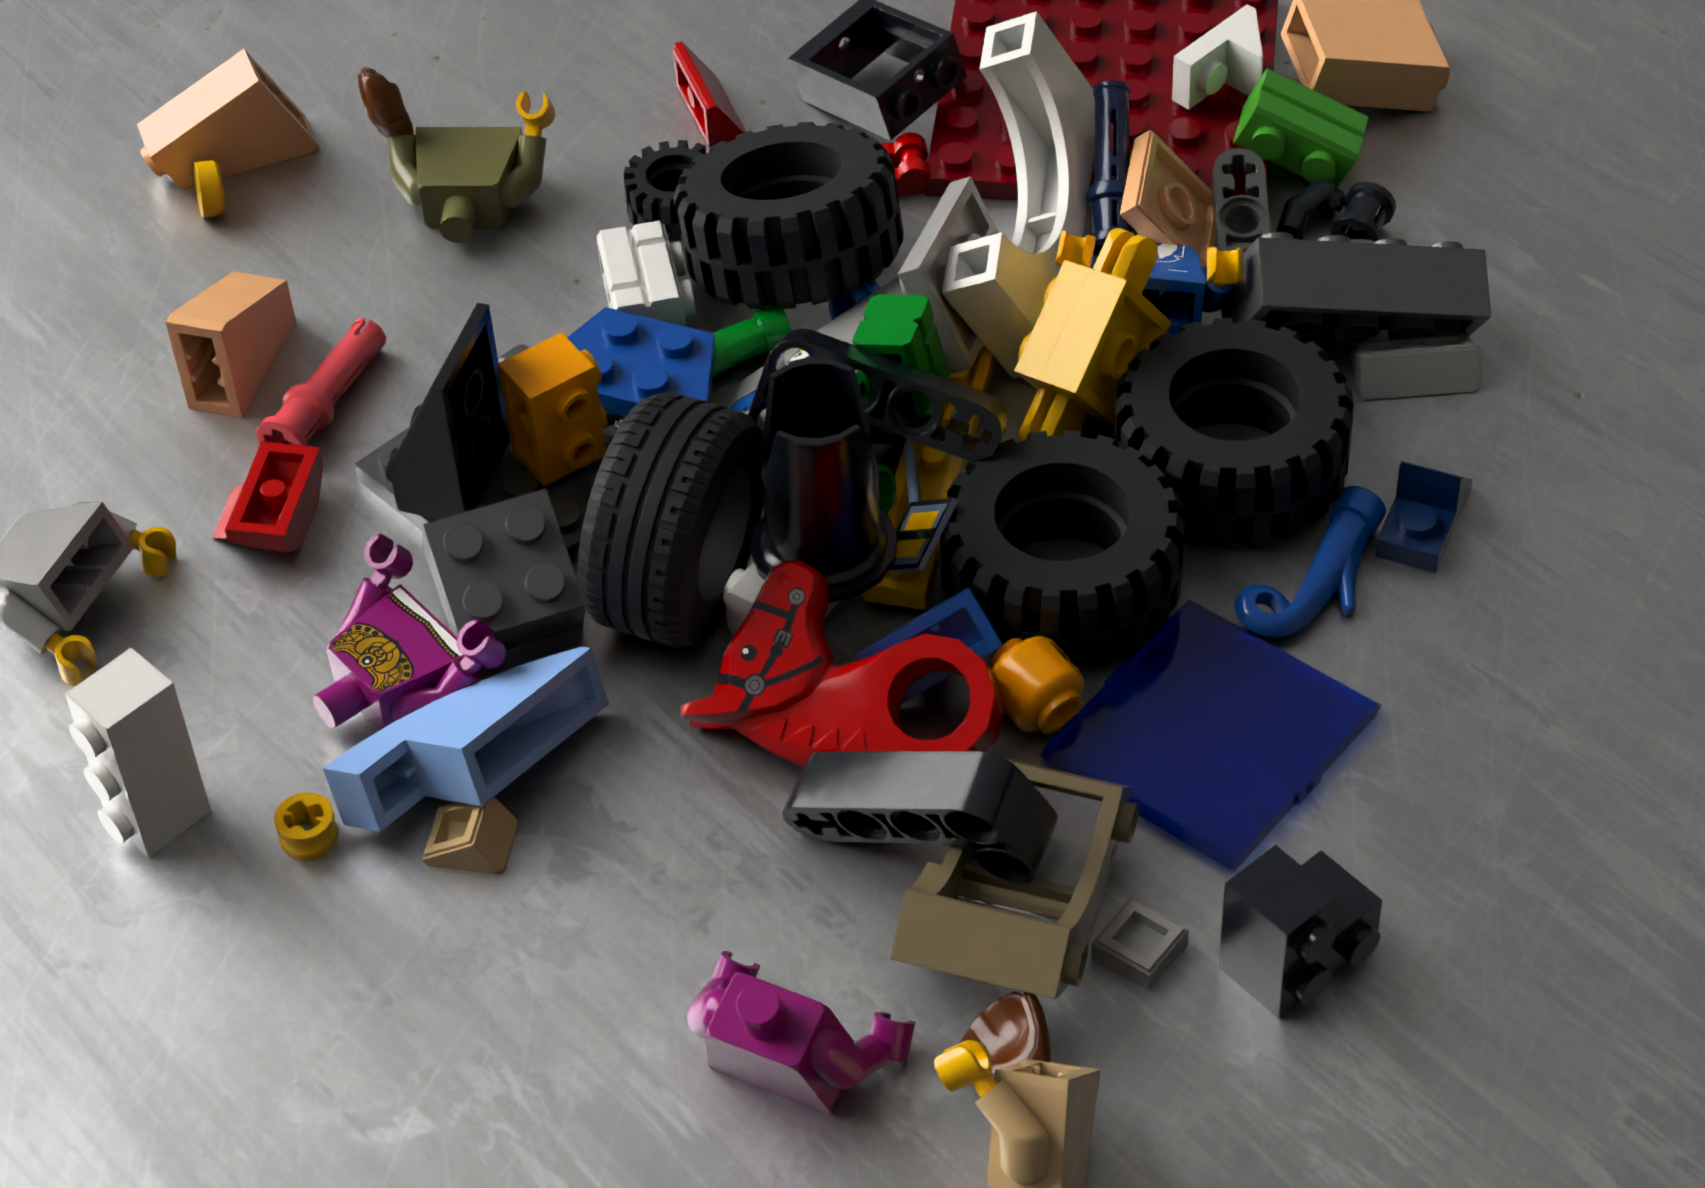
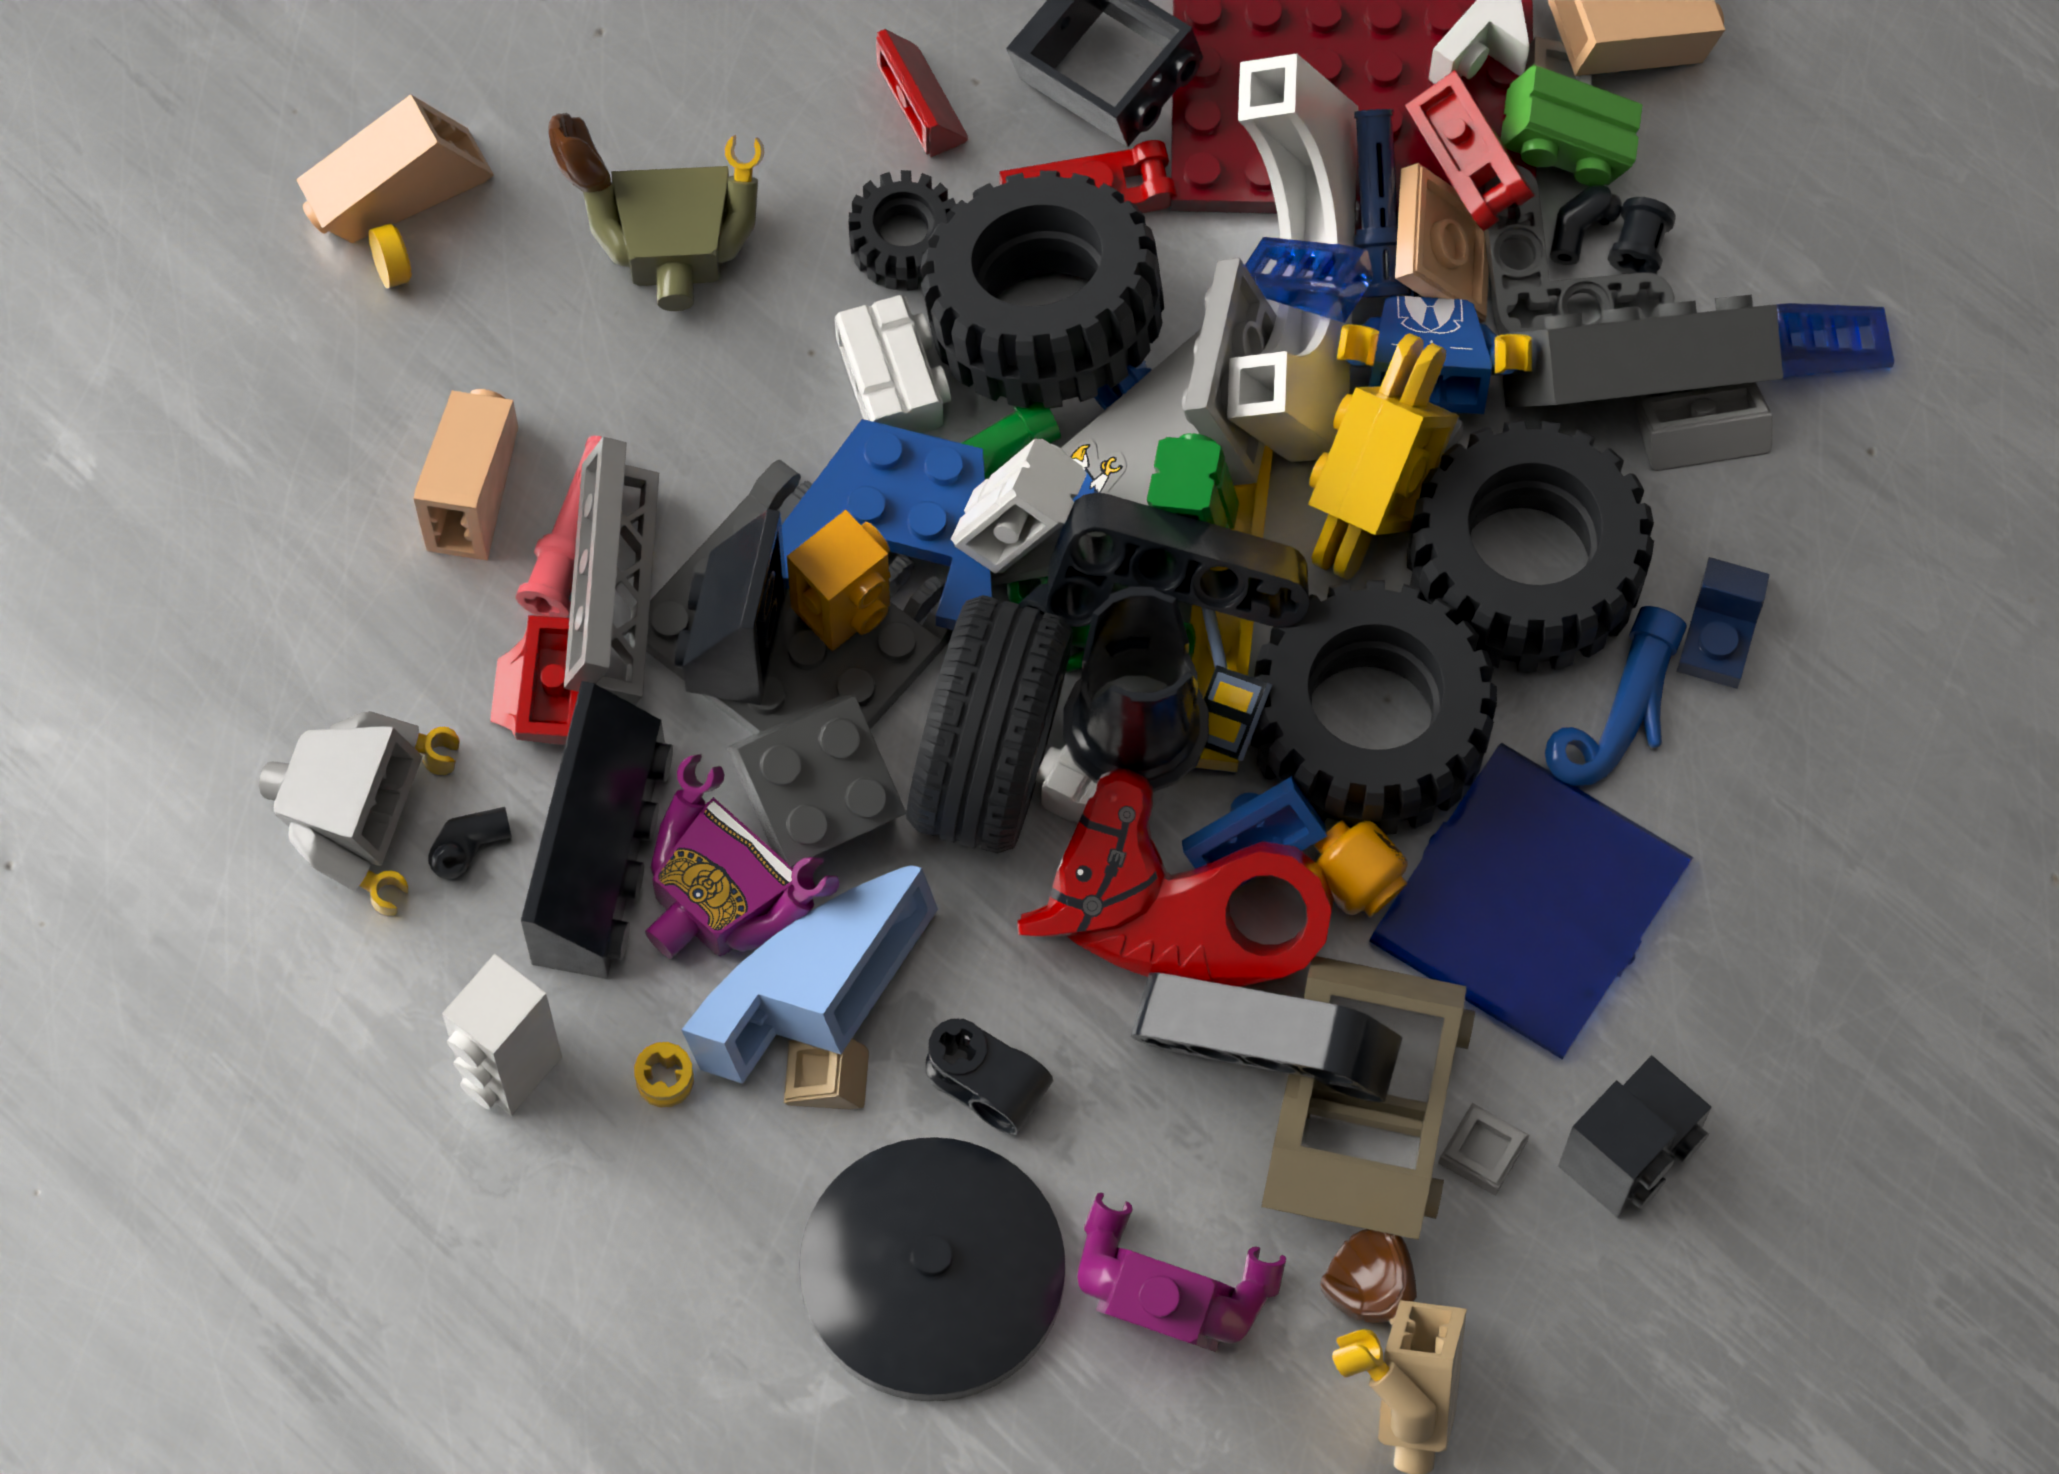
camera: 10 degrees left, 20 degrees up
(160, 620) = (462, 838): none -> black arm
(274, 611) = (595, 835): none -> black slope
(331, 398) = (598, 577): none -> light grey fence
(543, 1016) = (932, 1269): none -> black dish
(627, 837) = (994, 1079): none -> black piece
(735, 348) = (1019, 506): none -> white brick
(1044, 205) = (1332, 299): none -> clear blue slope
(1202, 133) = (1468, 149): none -> plate
(1522, 298) = (1830, 359): none -> clear blue slope

